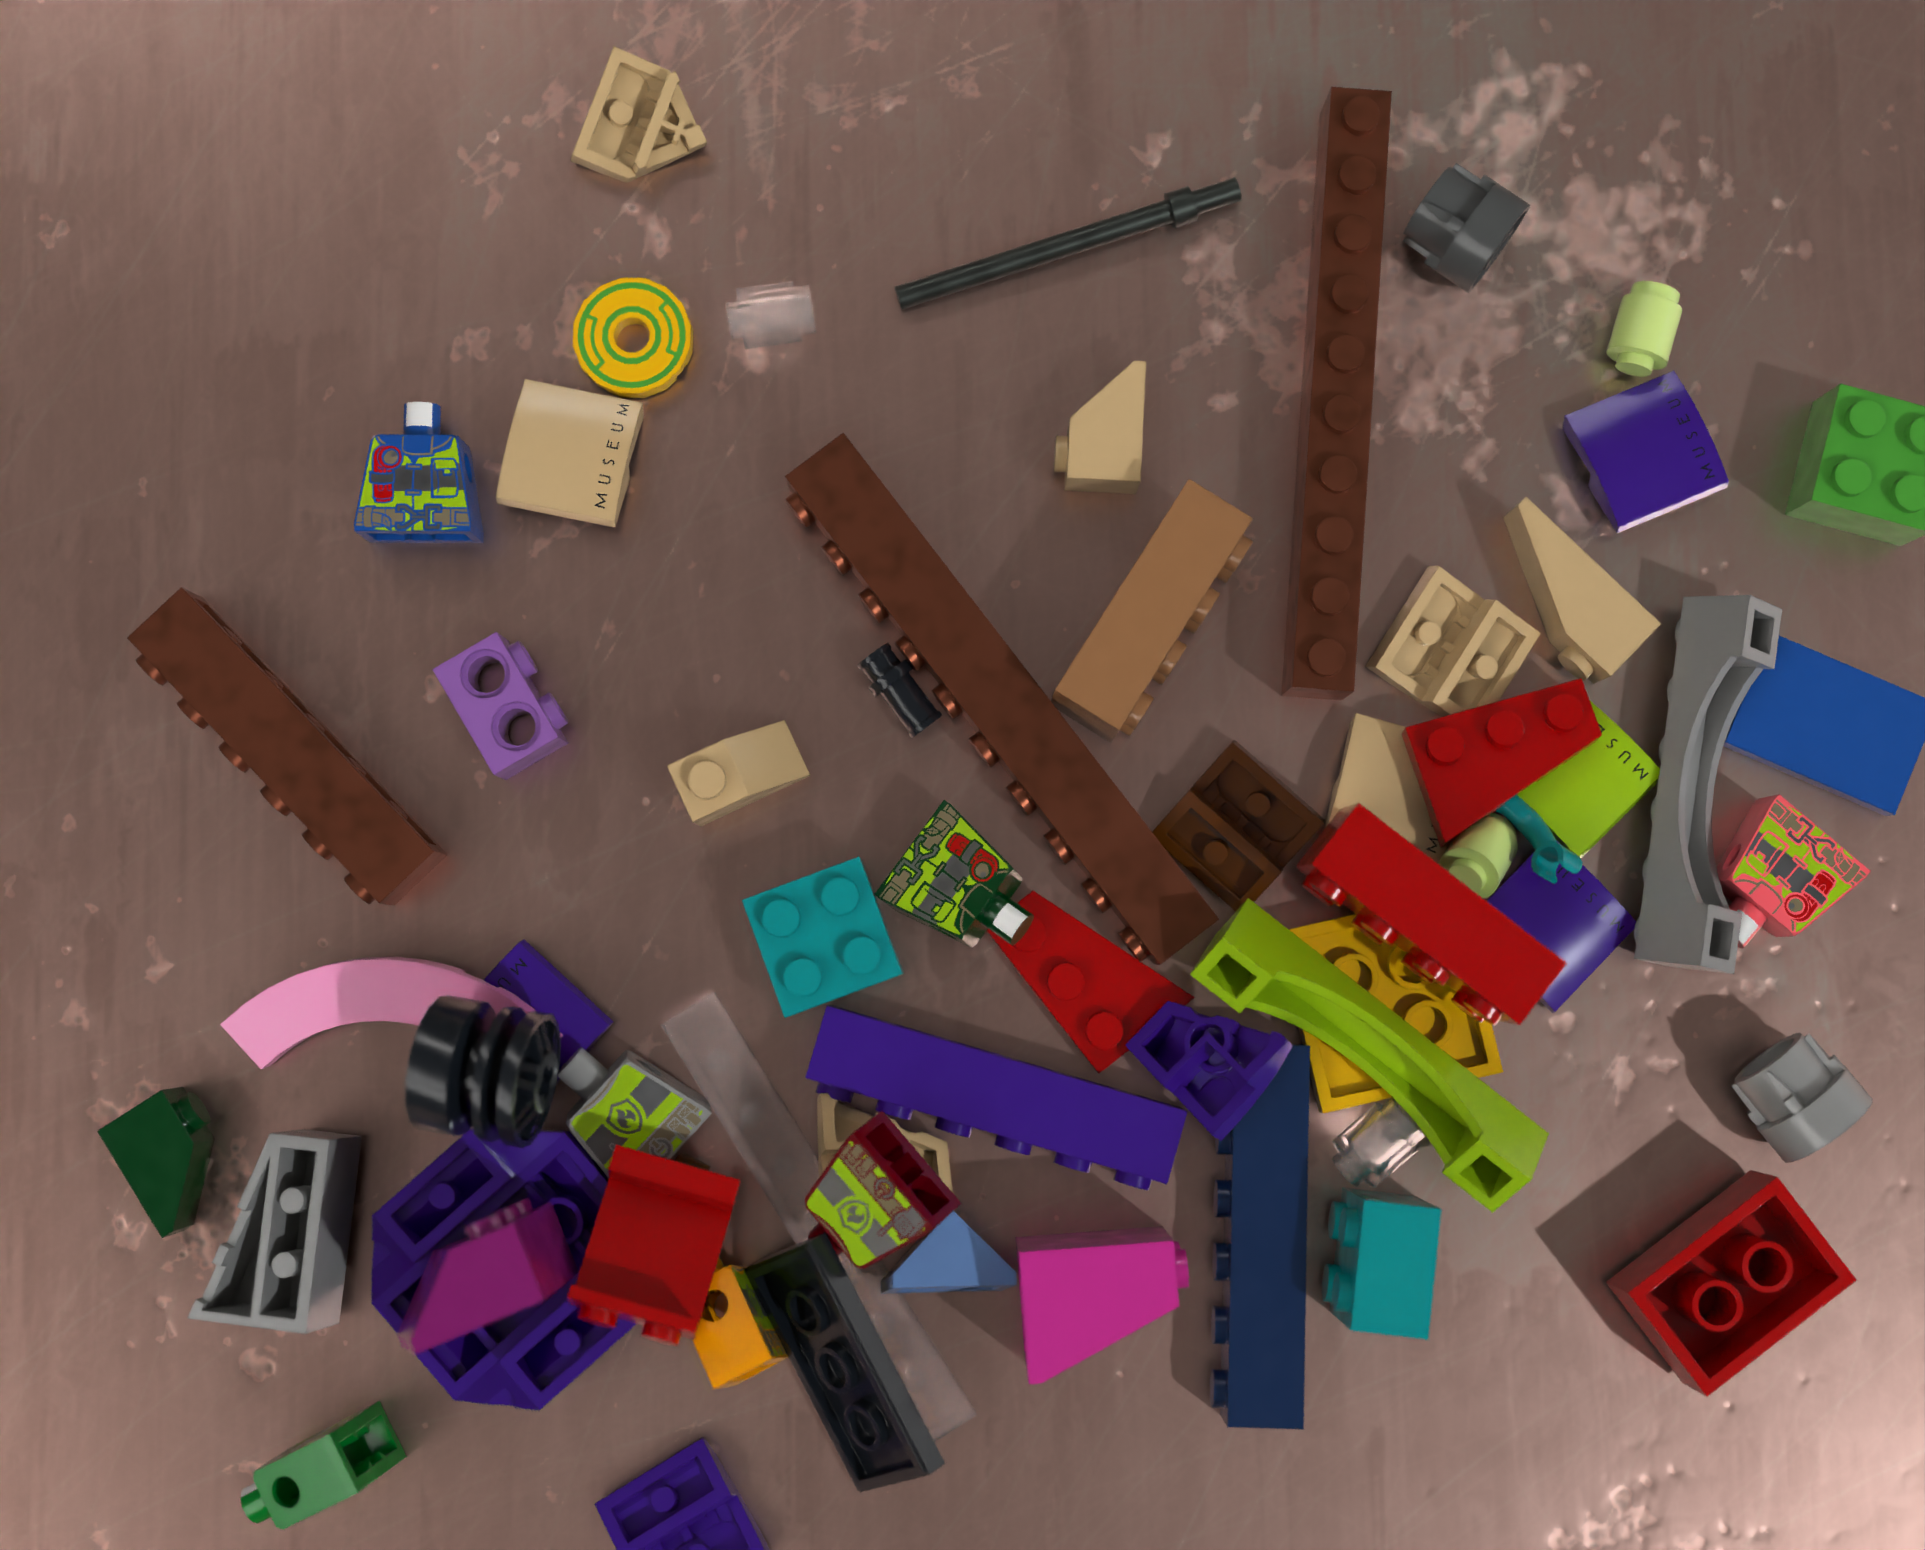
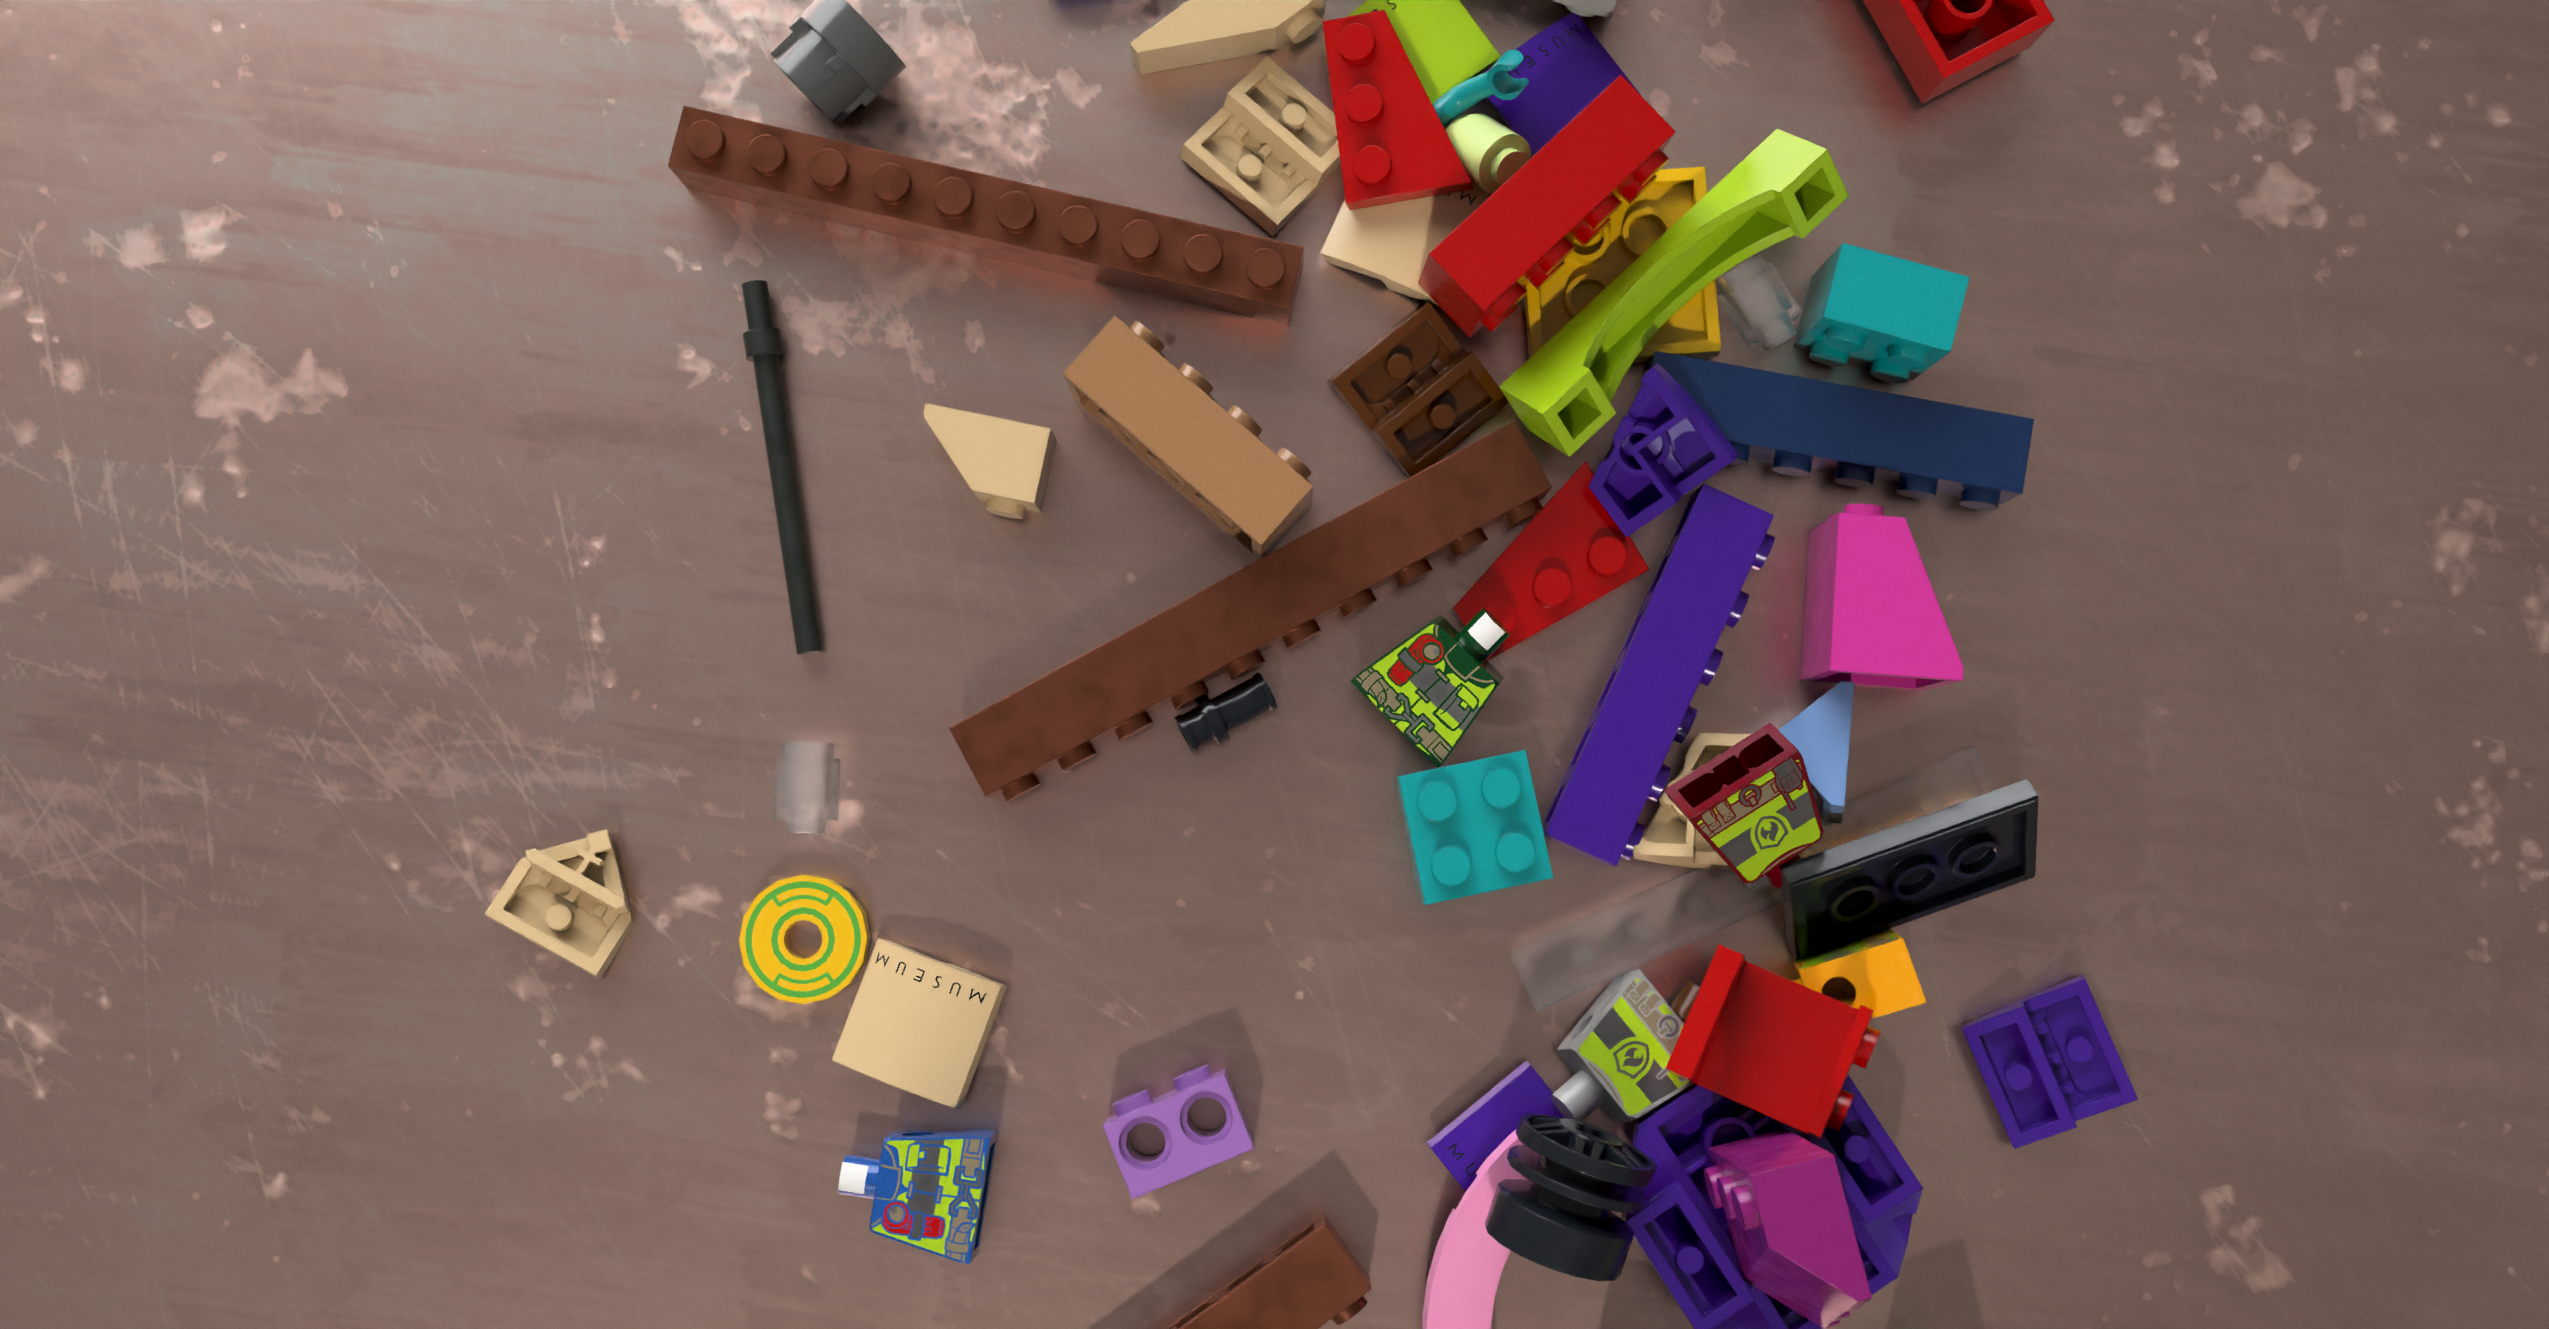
camera: 80 degrees left, 0 degrees up
(737, 772) = (1286, 891): tan slope -> none

